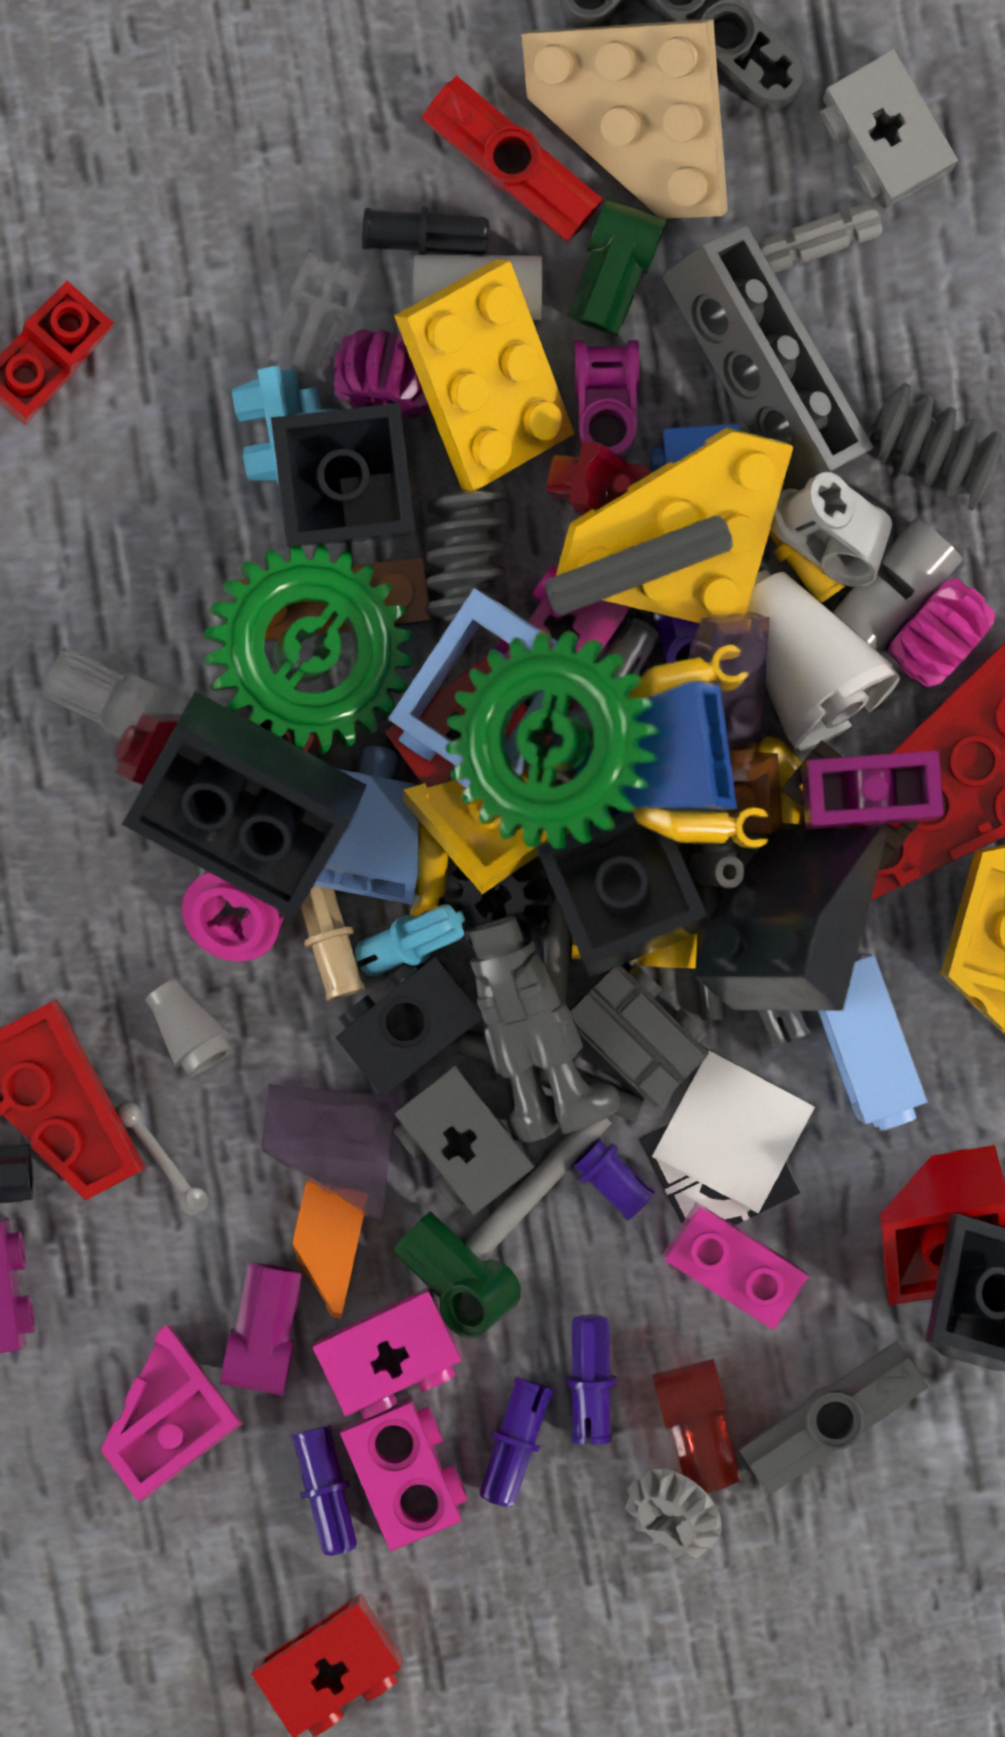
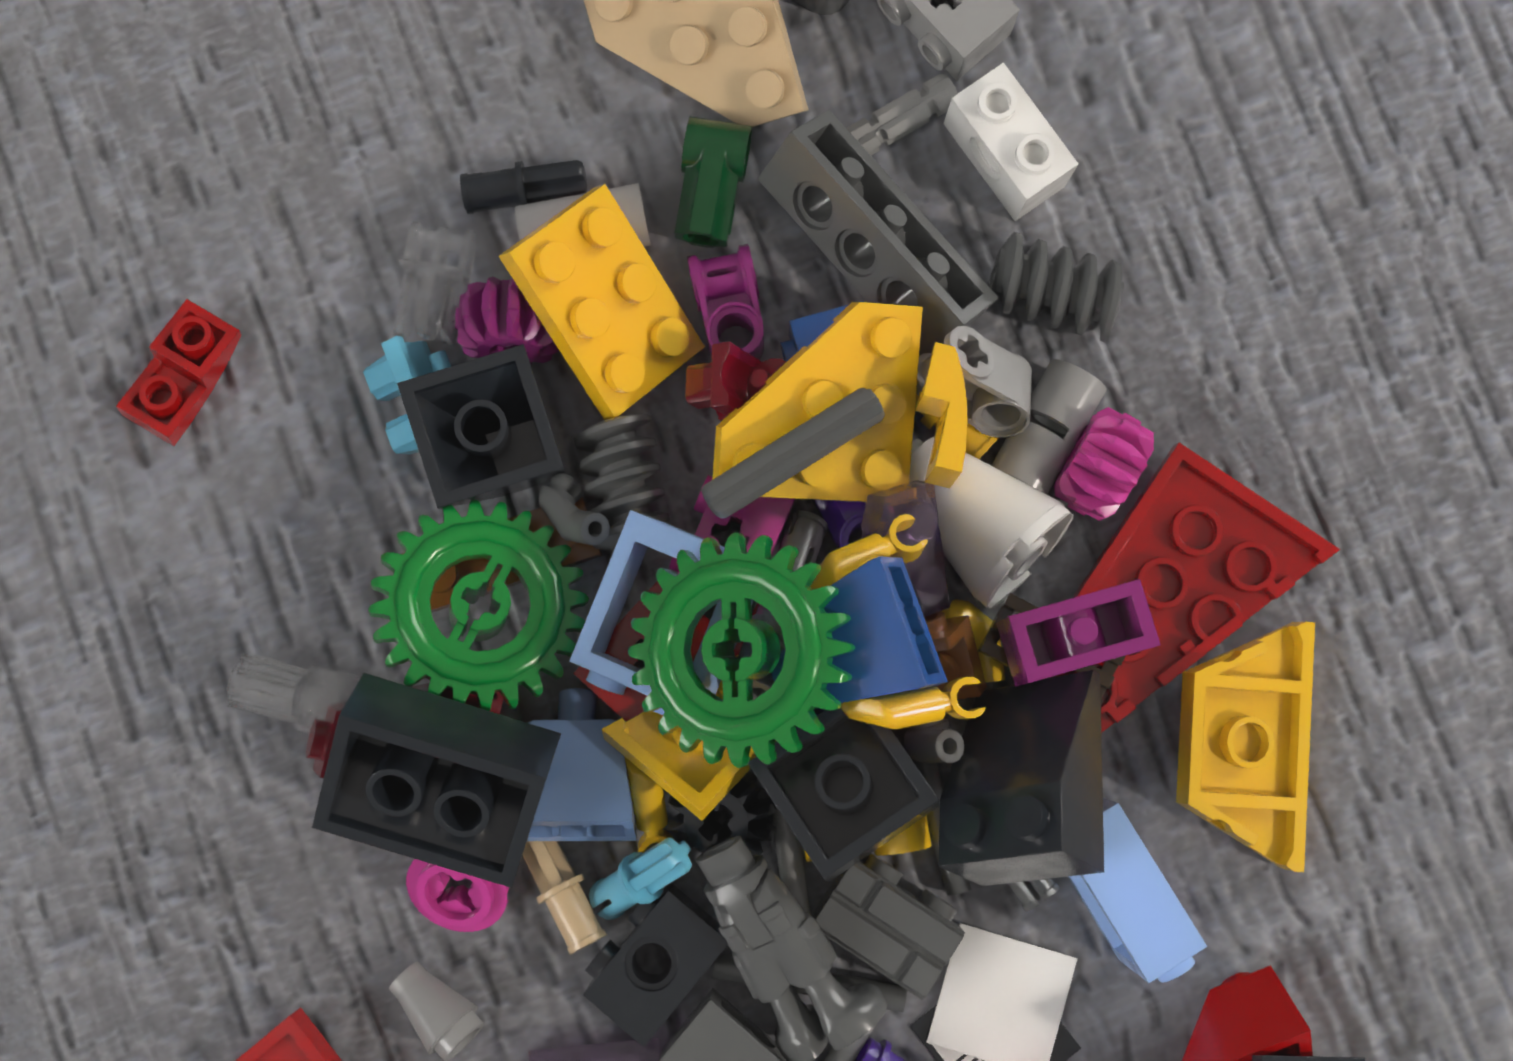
camera: 10 degrees left, 5 degrees down
(412, 587) = (572, 524): none -> dark grey arm
(481, 131) = (561, 80): red piece -> none
(796, 540) = (945, 397): none -> yellow slope
(921, 290) = (1009, 141): none -> white brick

